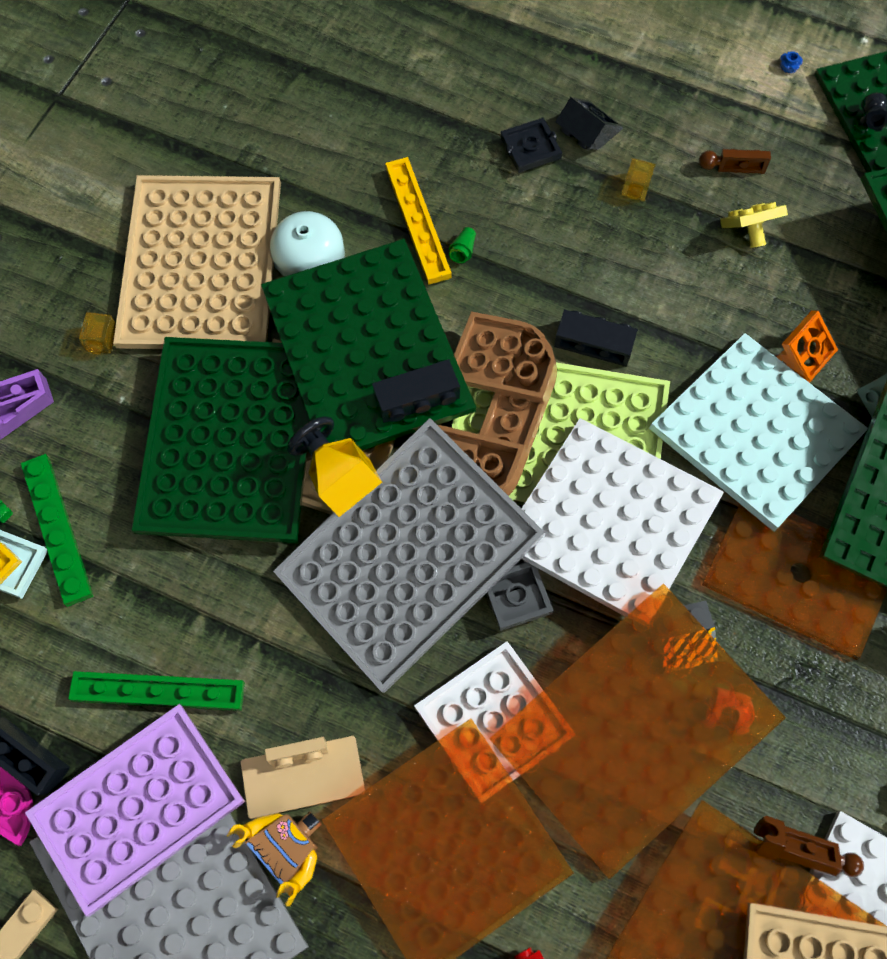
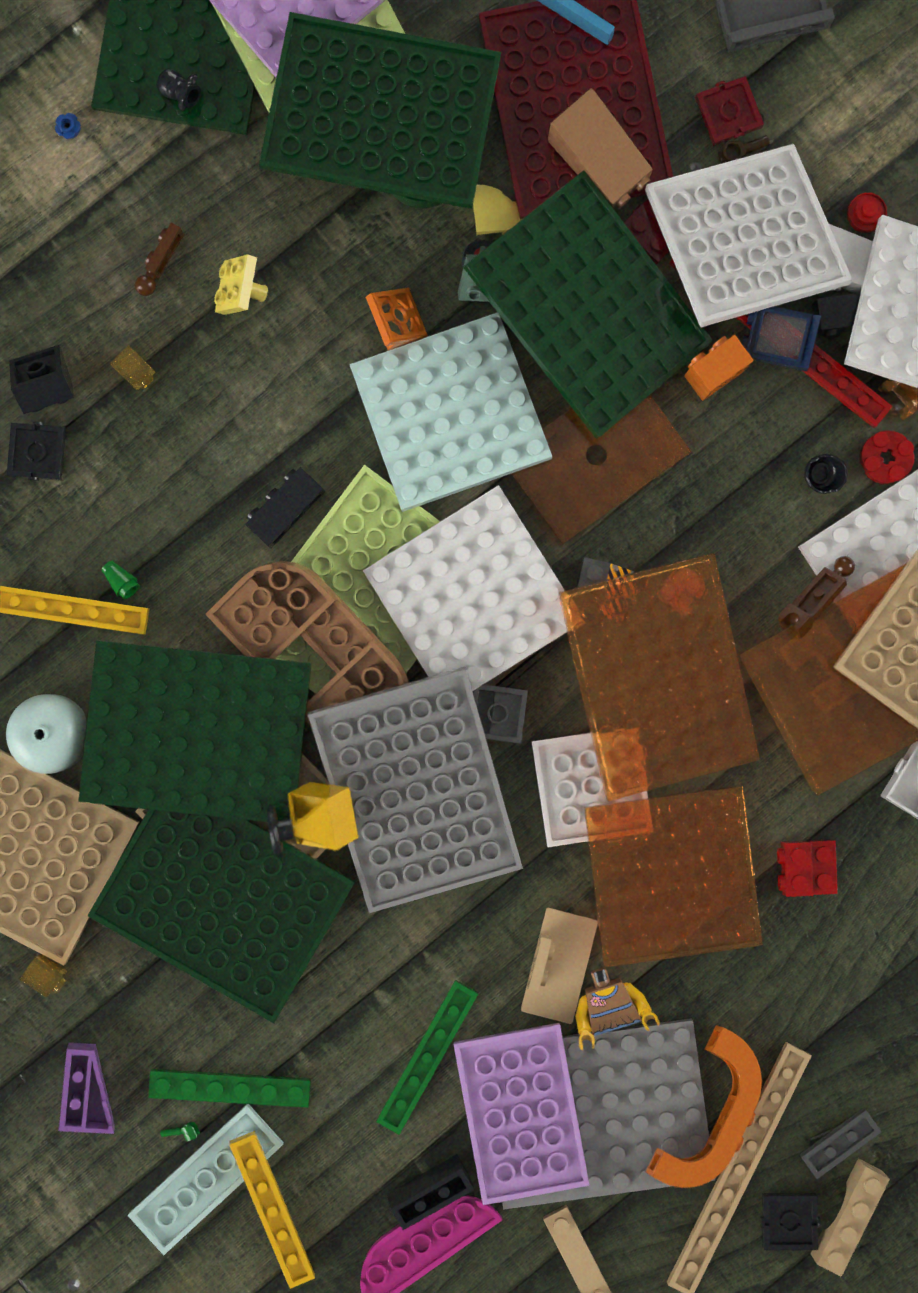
camera: 65 degrees left, 20 degrees up
(416, 391) = (275, 713): black brick -> none

